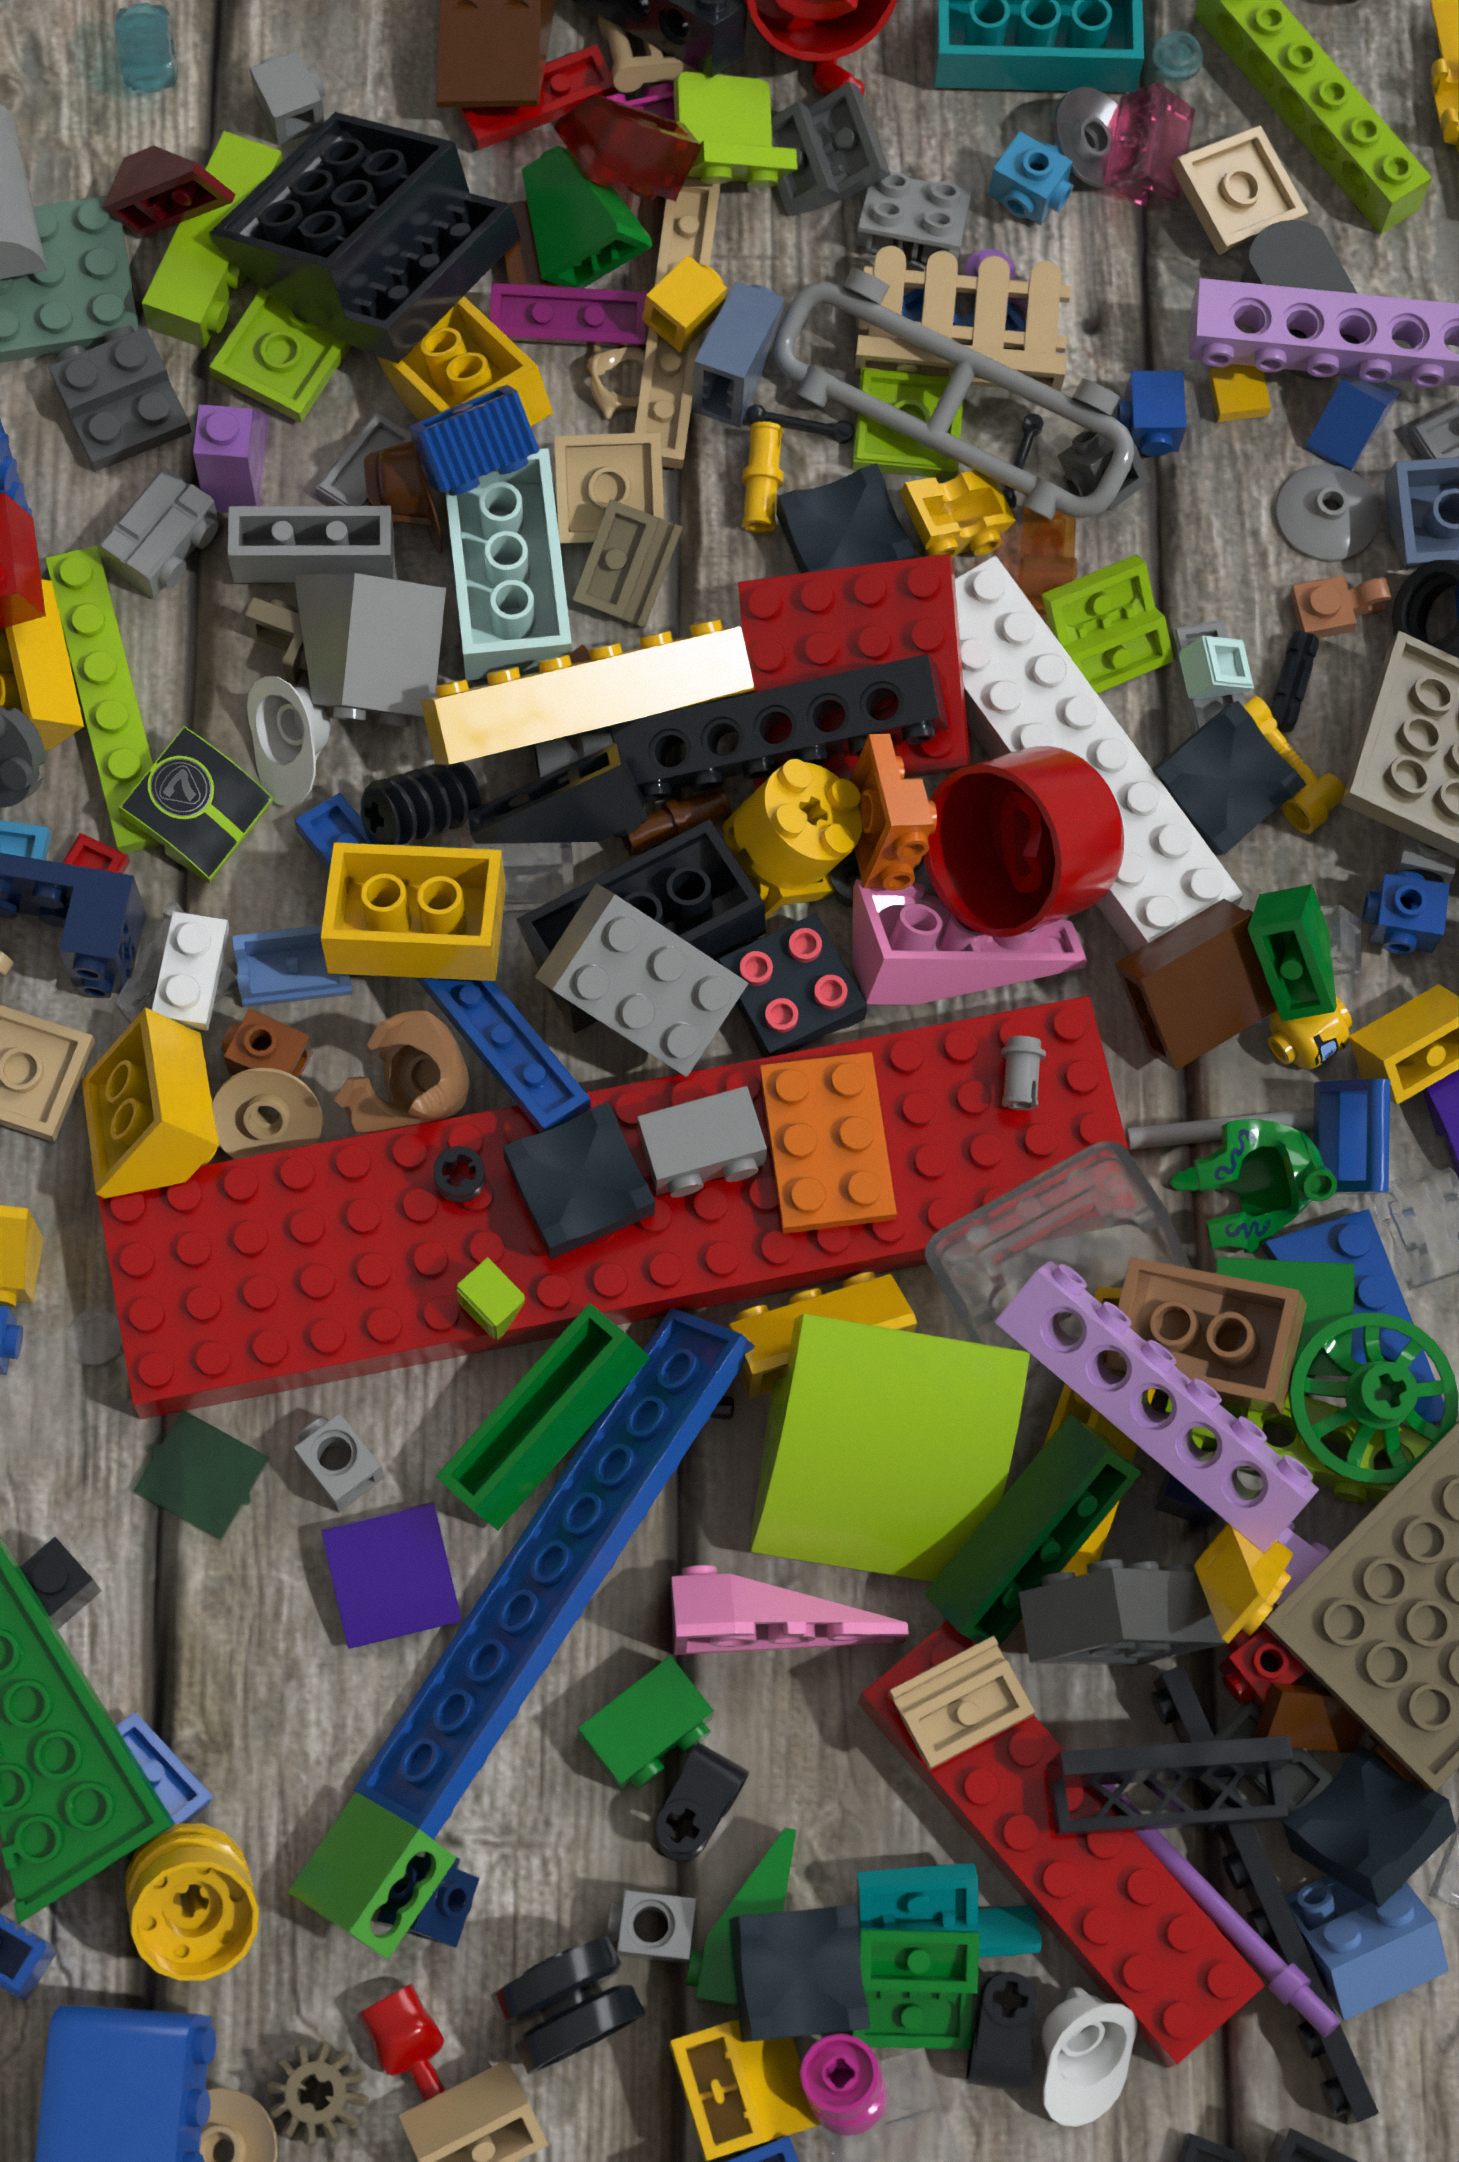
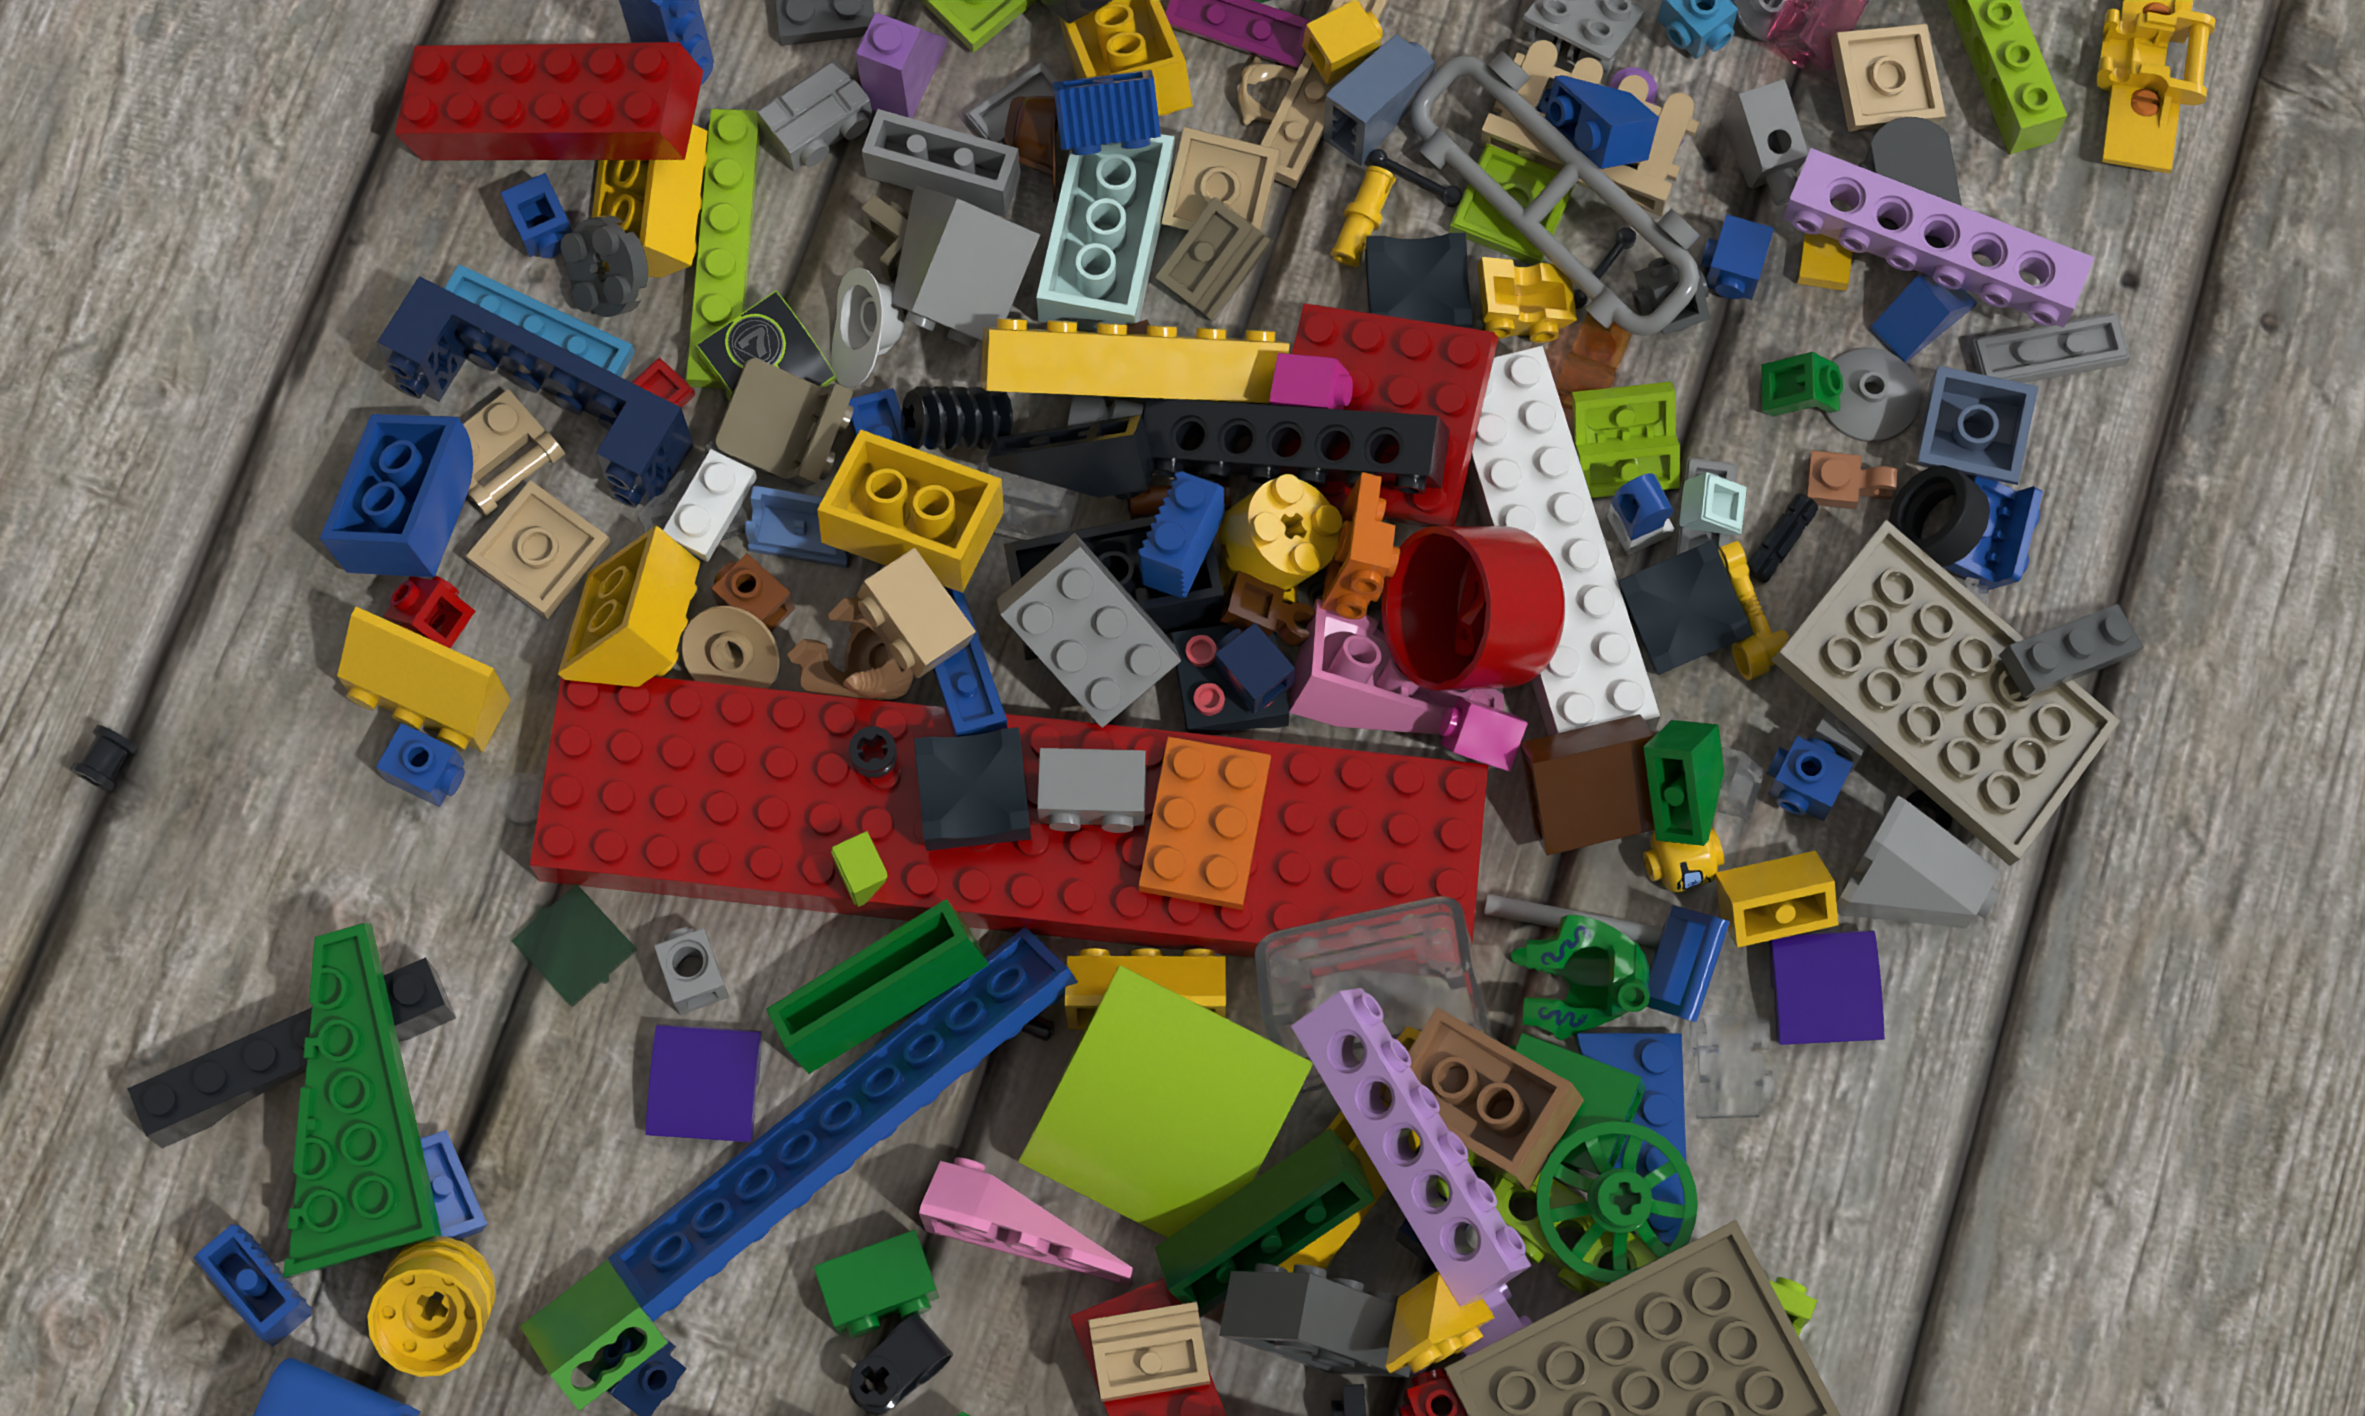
camera: 25 degrees right, 0 degrees up
(240, 862) = (783, 423): none -> dark tan bracket
(459, 1016) = (914, 614): none -> tan brick
(702, 853) = (1181, 534): none -> blue brick
(779, 659) = (1310, 382): none -> dark pink brick
(804, 908) = (1260, 602): none -> reddish brown plate
(820, 968) = (1253, 667): none -> dark blue brick
(978, 310) = (1602, 121): none -> blue slope
(1022, 1072) = (1399, 813): light grey pin -> none
(1072, 965) = (1482, 733): none -> dark pink brick
(1143, 284) = (1766, 138): none -> light grey torso
(1152, 694) = (1640, 513): none -> blue leg
(1259, 521) = (1800, 384): none -> green bracket

